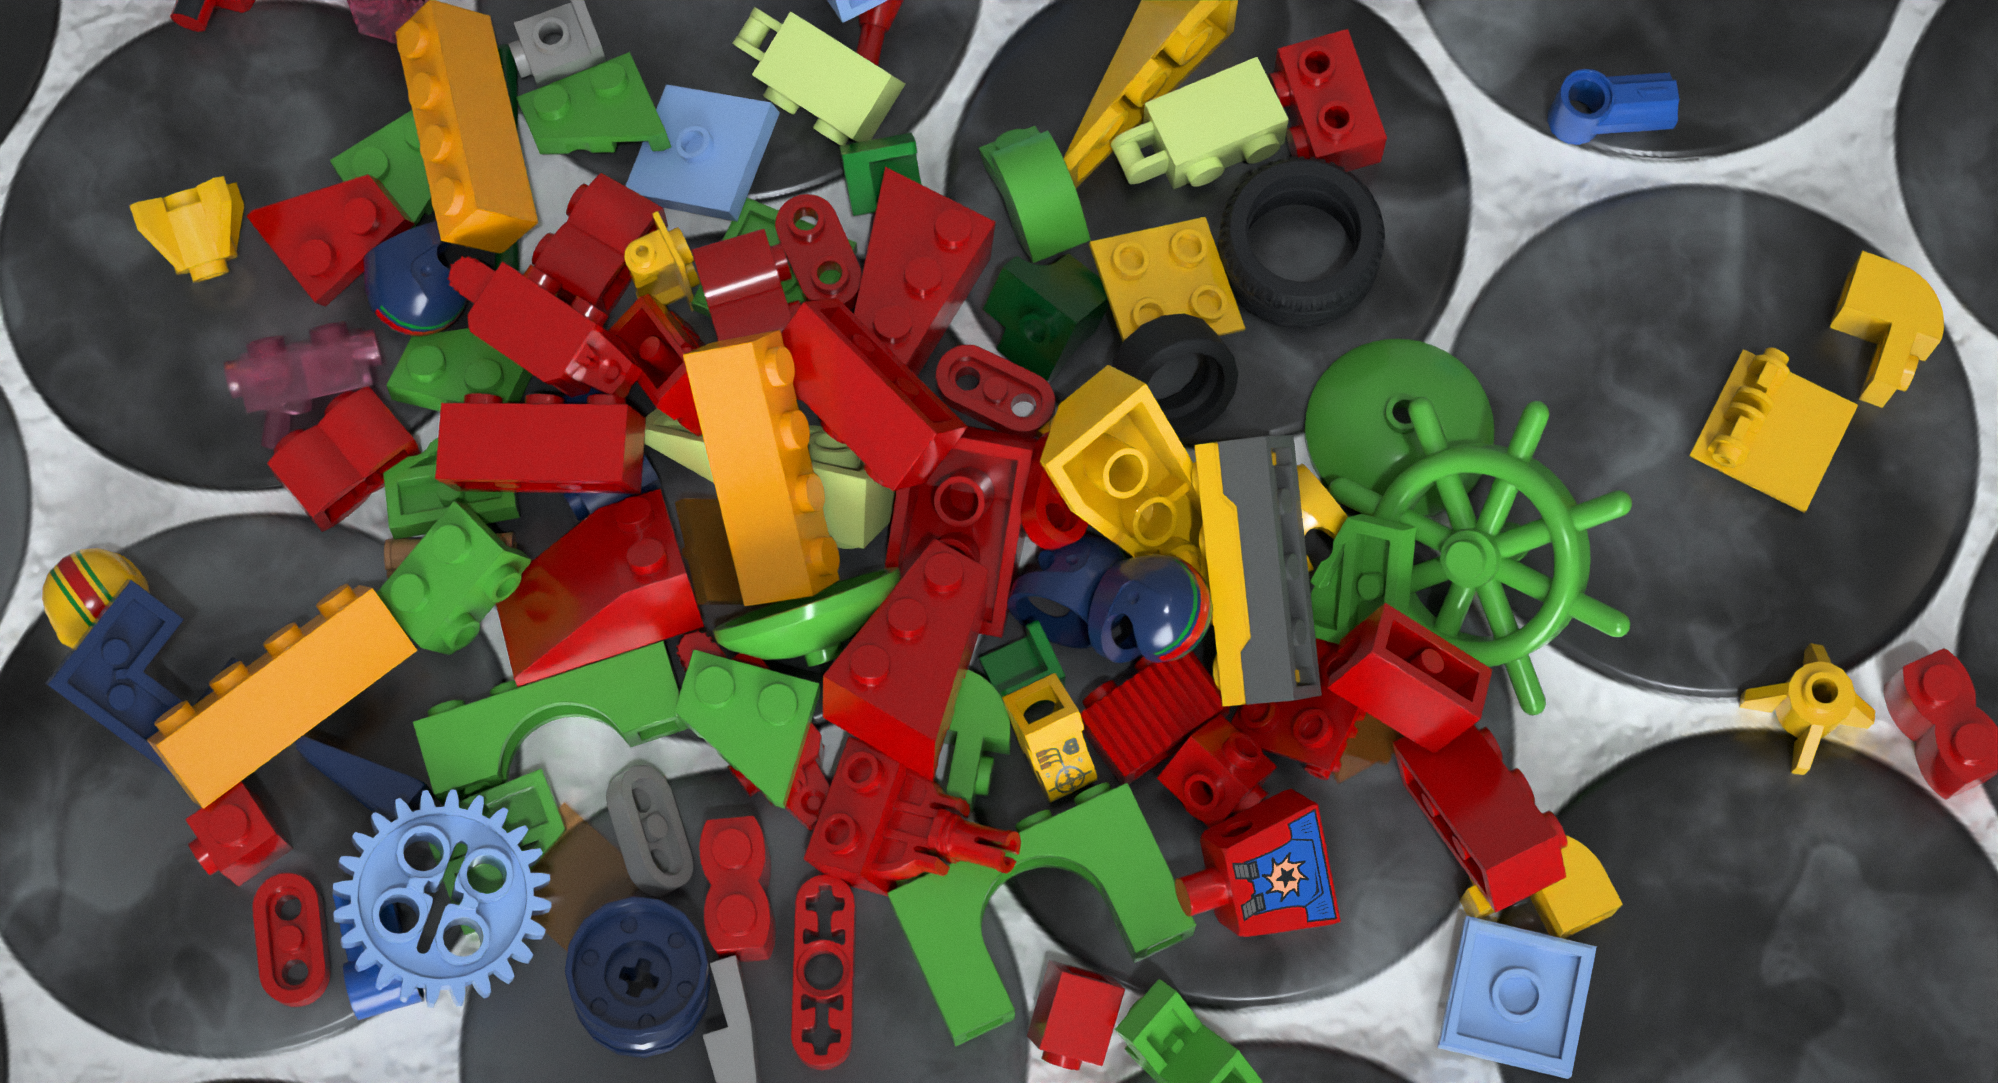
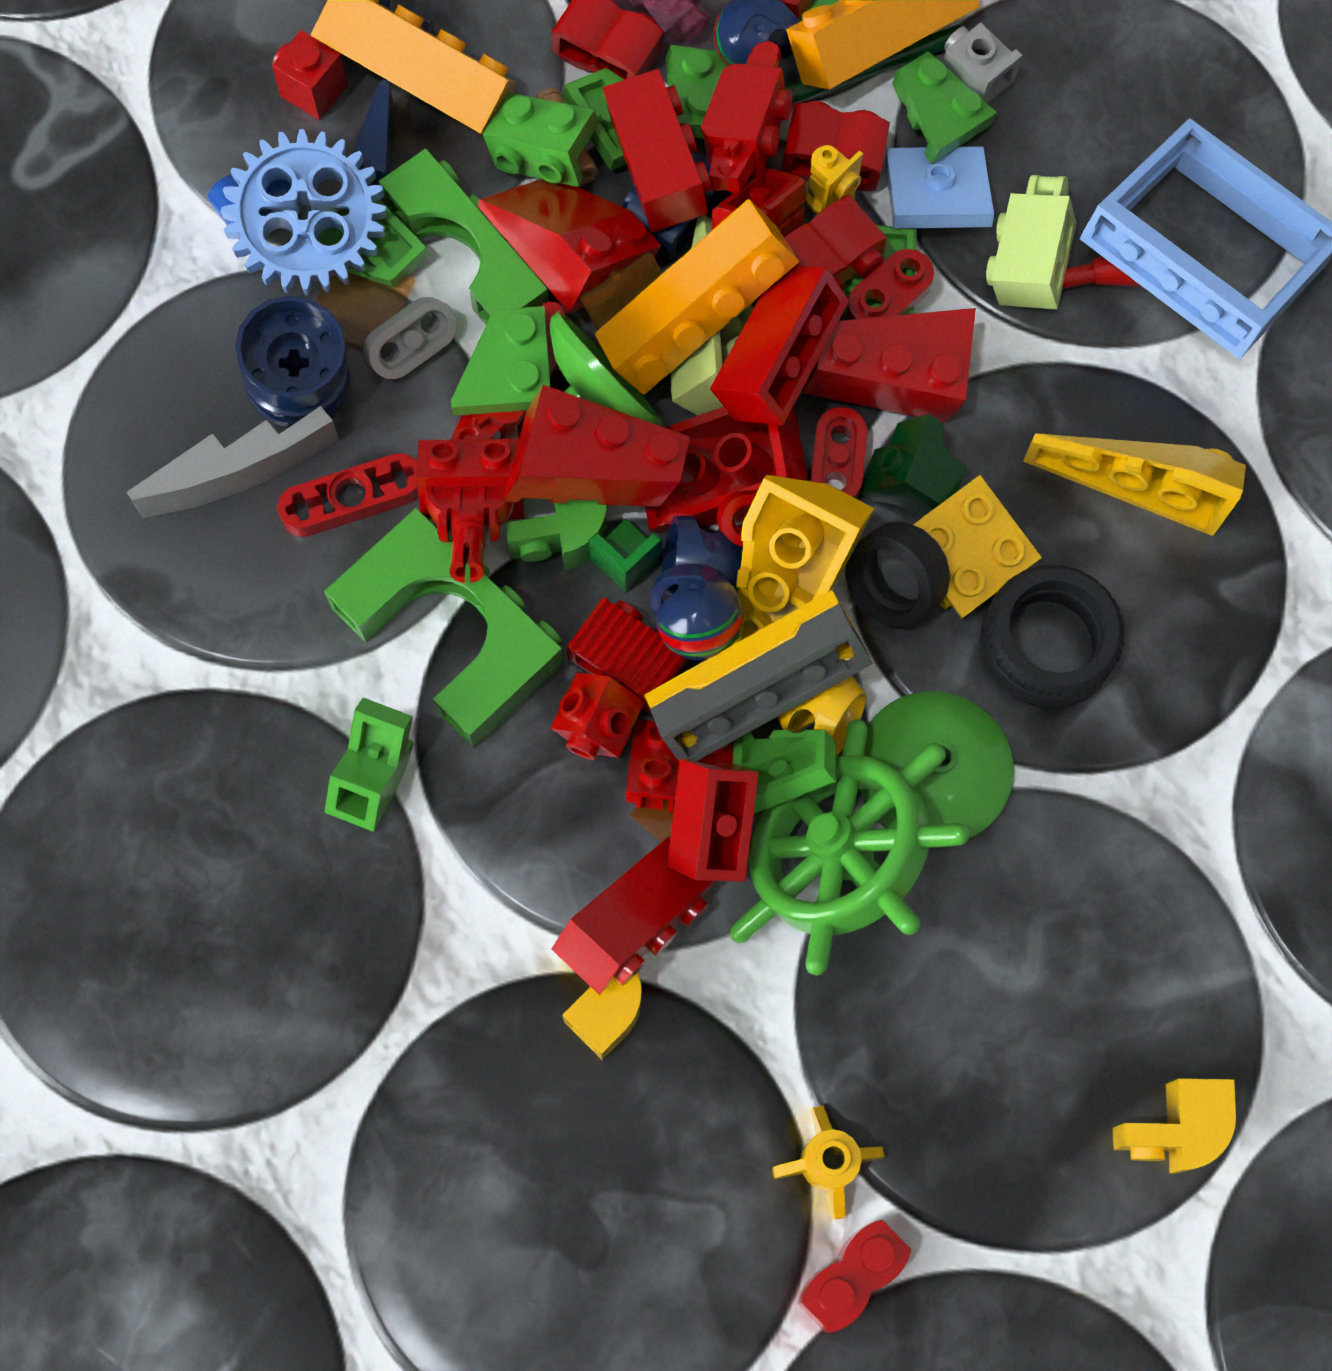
camera: 65 degrees right, 0 degrees up
(288, 943) = (244, 133): red plate -> none
(739, 873) = (378, 413): red brick -> none
(866, 163) = (991, 316): green panel -> none
(1036, 191) = (1007, 427): bright green brick -> none
(1054, 742) = (573, 587): yellow leg -> none
(1075, 1015) = (373, 673): red brick -> none
(1205, 128) = (1116, 535): yellowish green brick -> none
(1265, 870) = (527, 769): red torso -> none
(1328, 102) = (1178, 619): red brick -> none
(1517, 997) = (506, 1002): light blue plate -> none
(1616, 105) = (1282, 847): blue piece -> none
(1773, 429) = (1054, 1062): yellow hinge -> none

